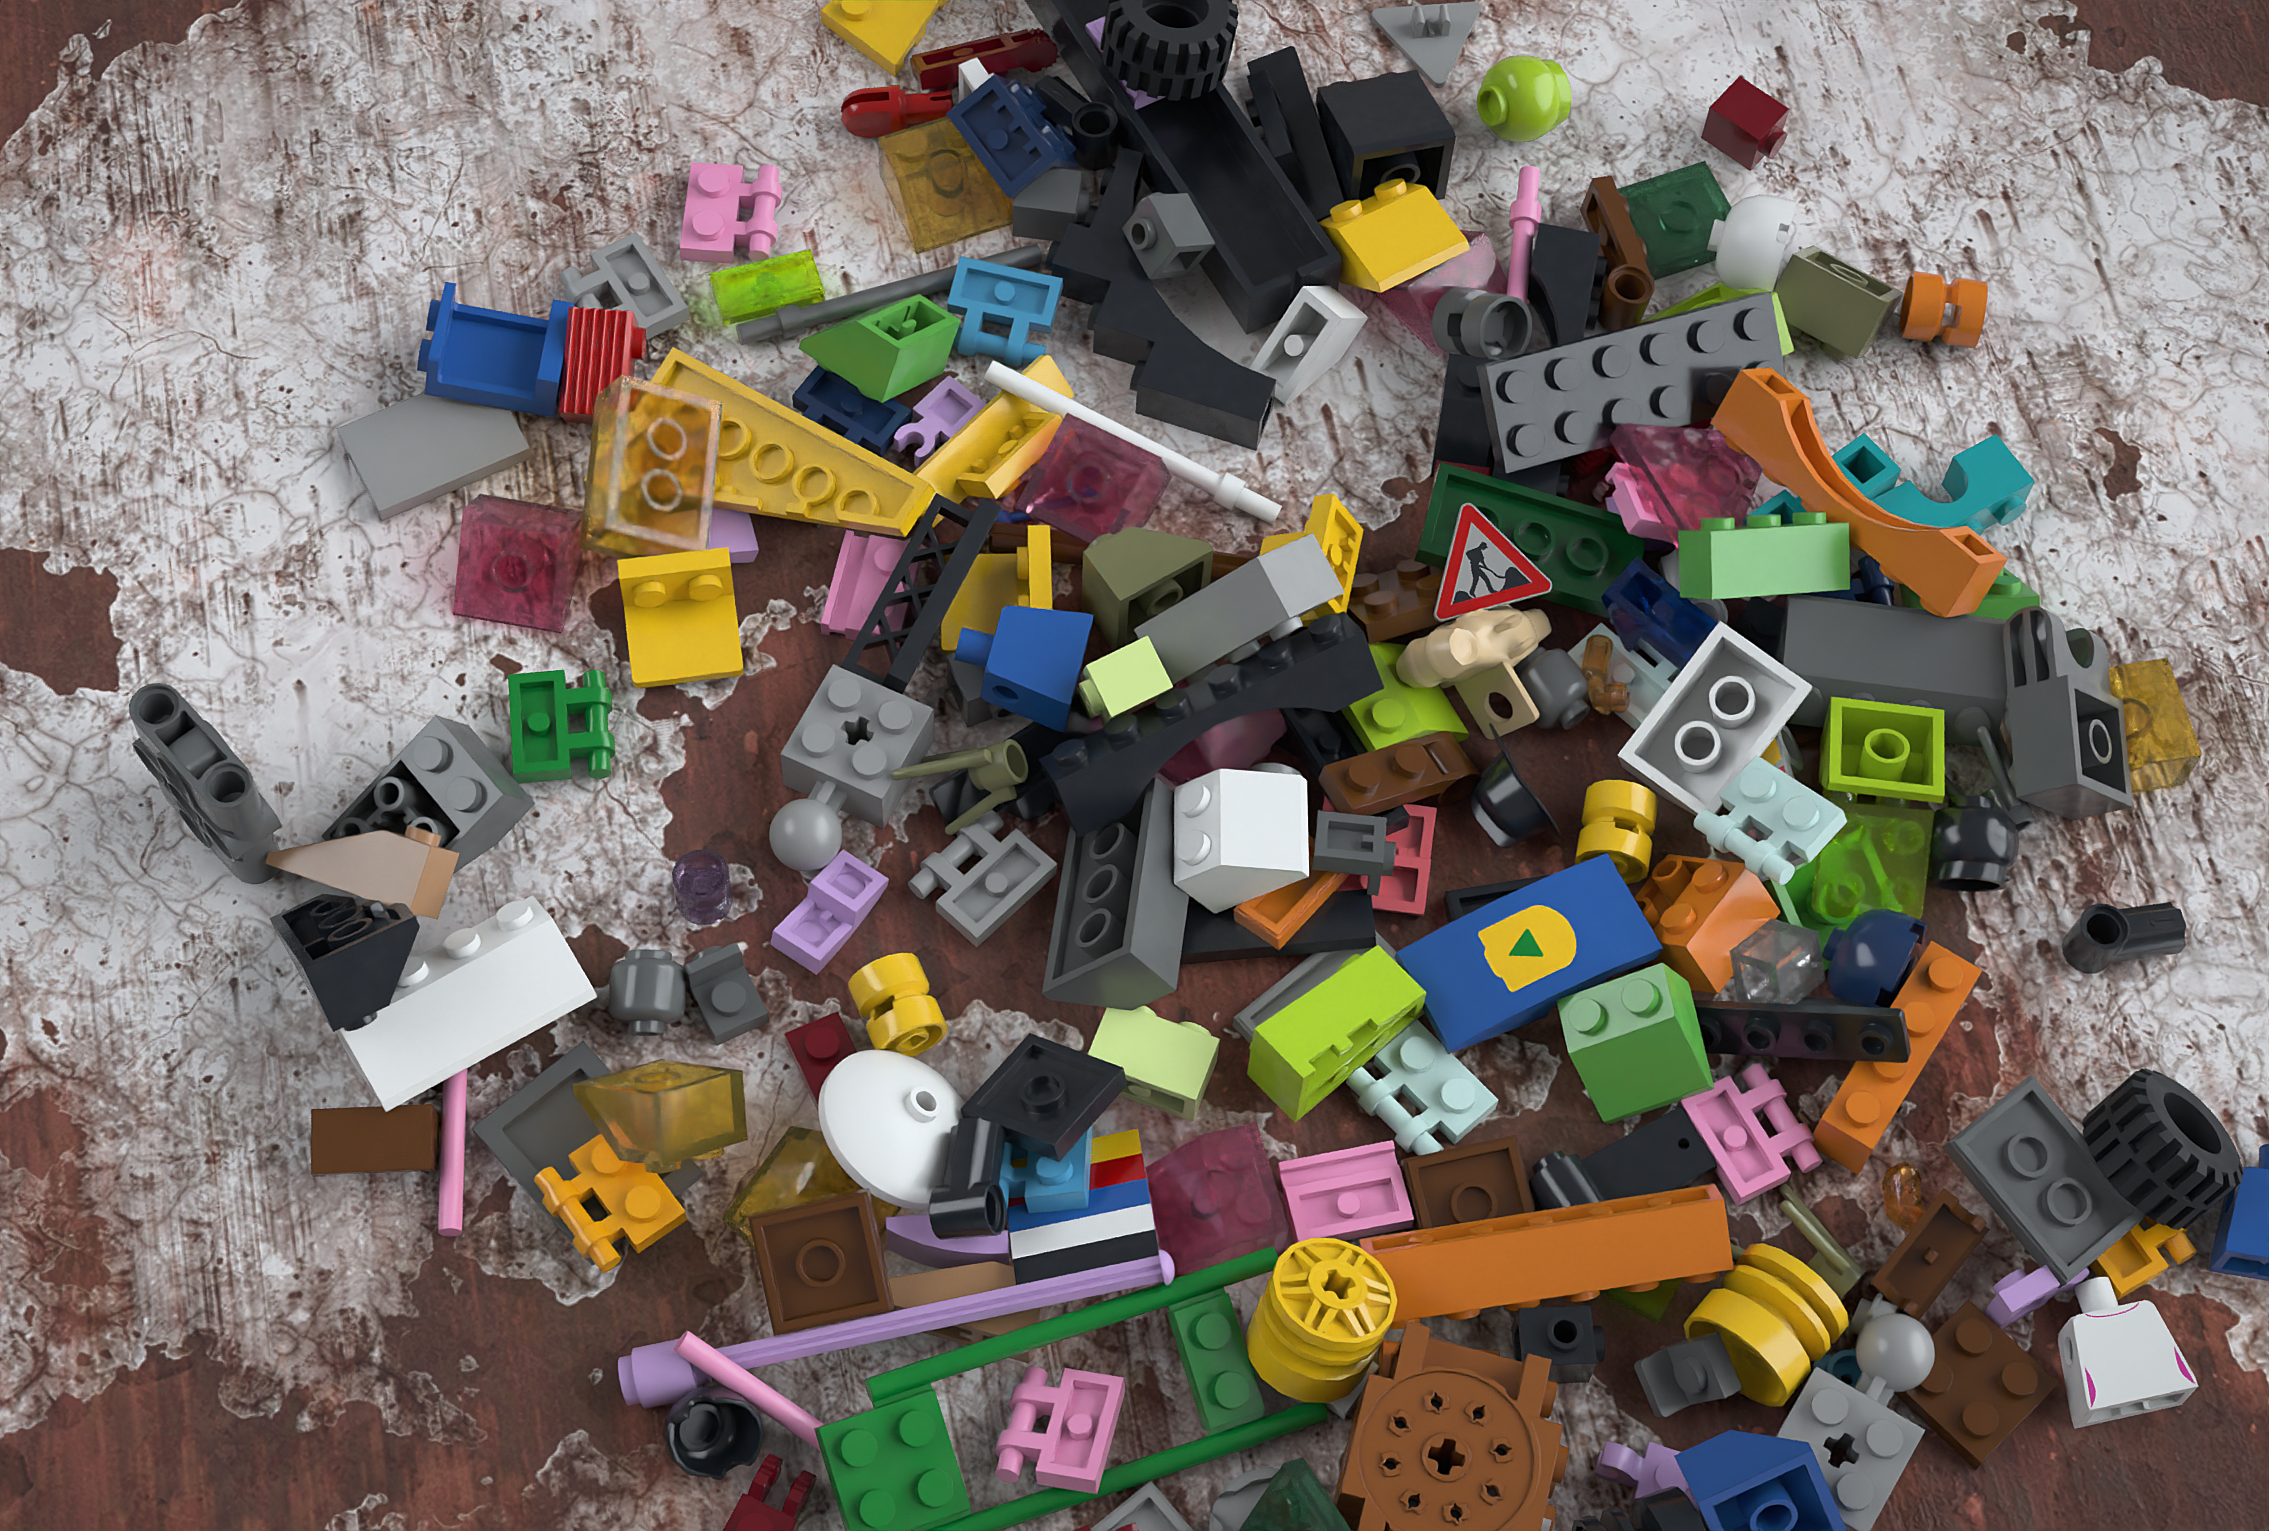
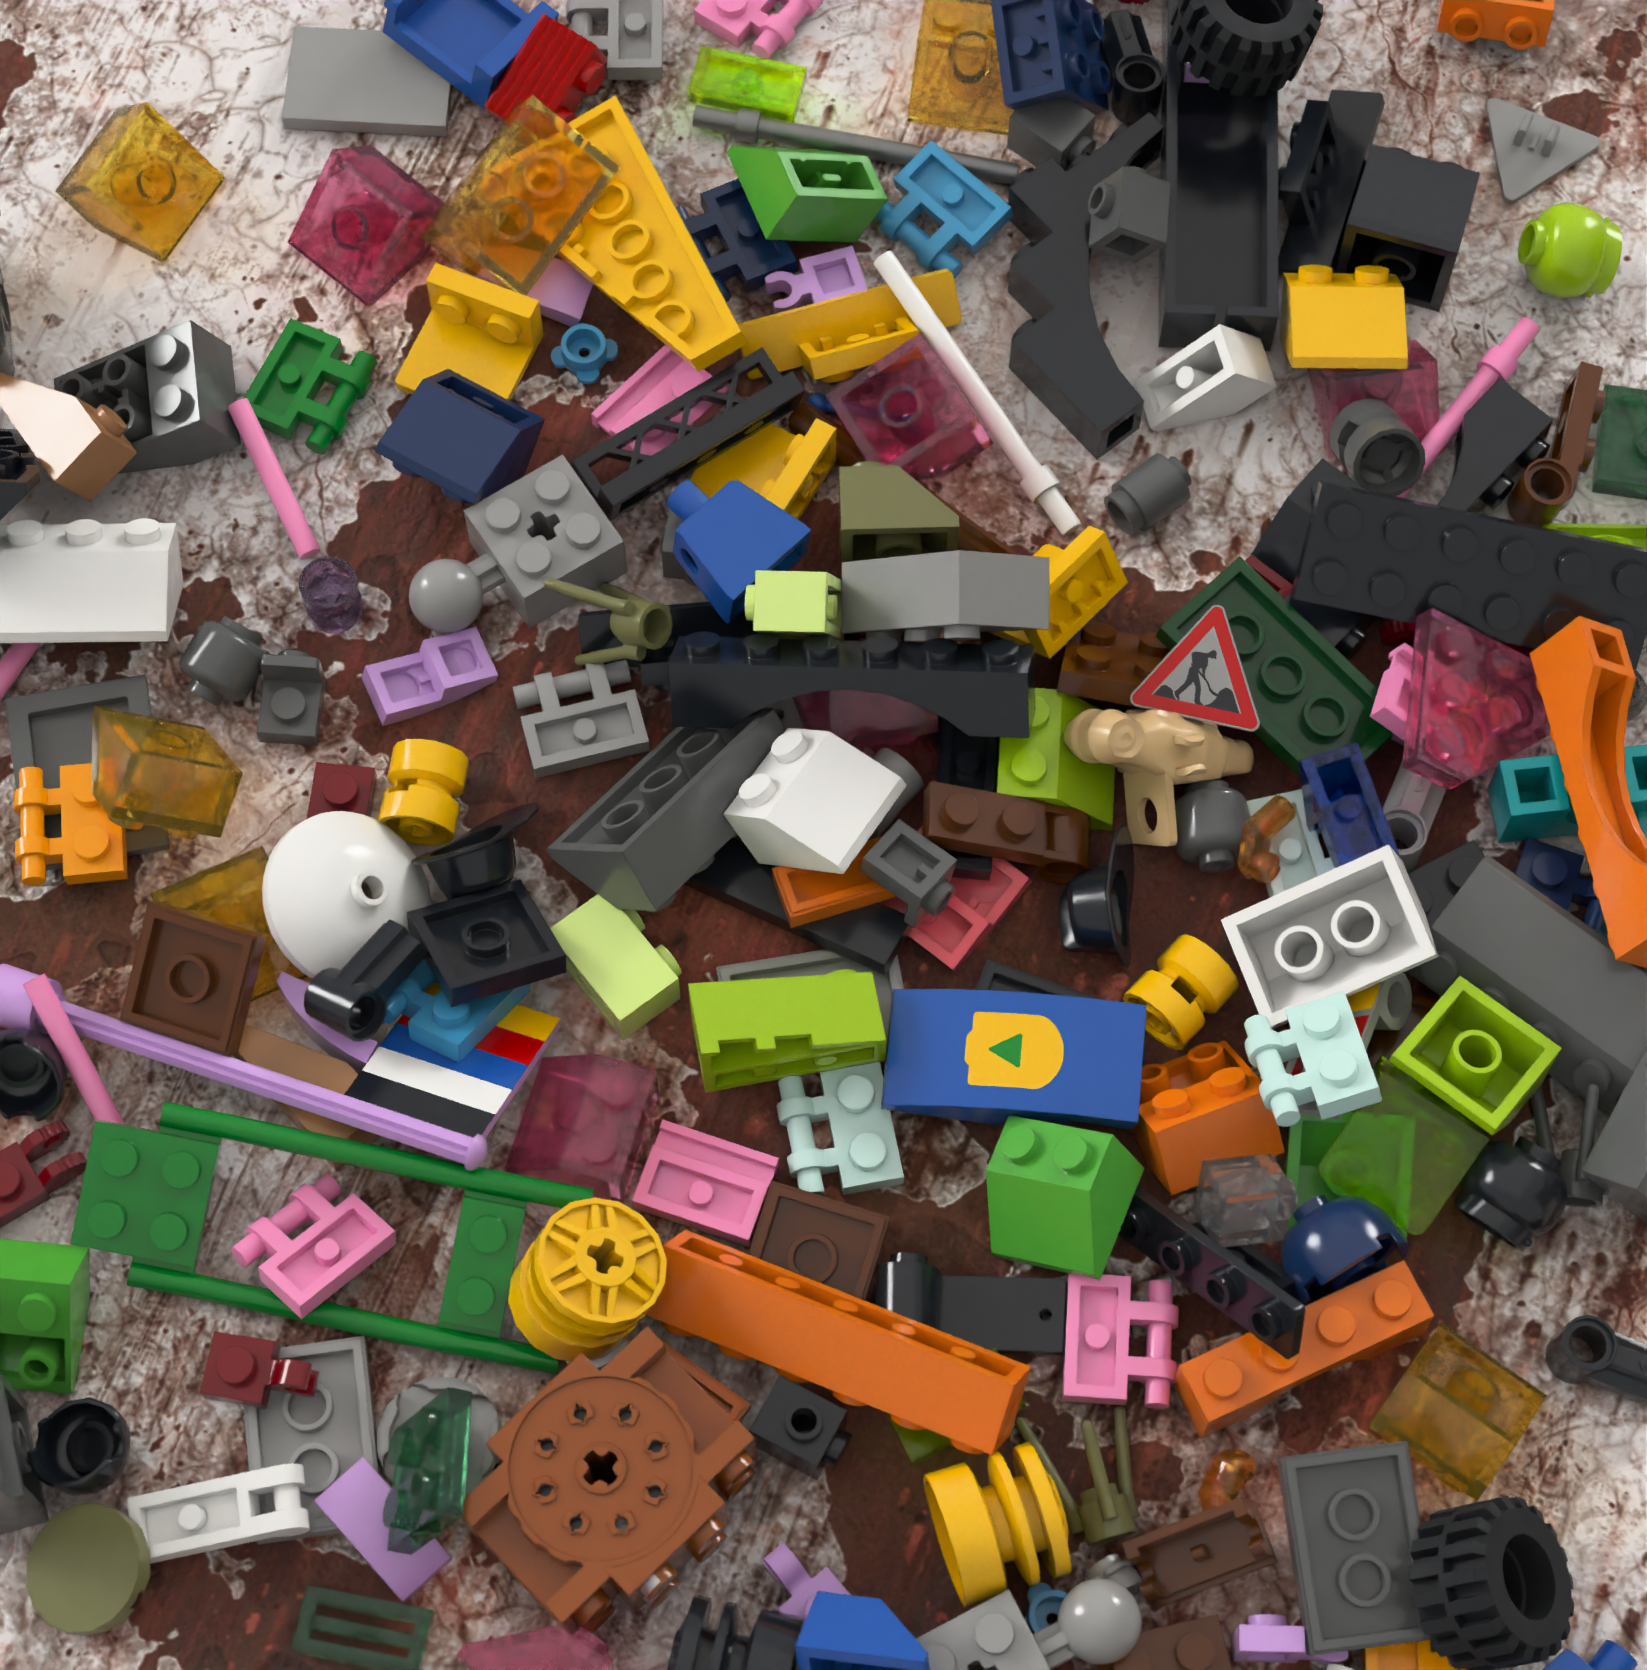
camera: 35 degrees right, 5 degrees up
(289, 626) = (141, 181): none -> clear yellow slope
(584, 816) = (273, 479): none -> bright pink bar
(733, 696) = (461, 437): none -> dark blue slope
(778, 563) = (584, 338): none -> dark azure plate
(979, 1029) = (480, 856): none -> black piece
(1322, 454) = (1148, 493): none -> dark grey brick
(1687, 1374) = (896, 1525): dark grey bracket -> none
(1764, 557) = (1479, 807): brick -> none
(2043, 1034) = (1458, 1412): none -> clear yellow slope

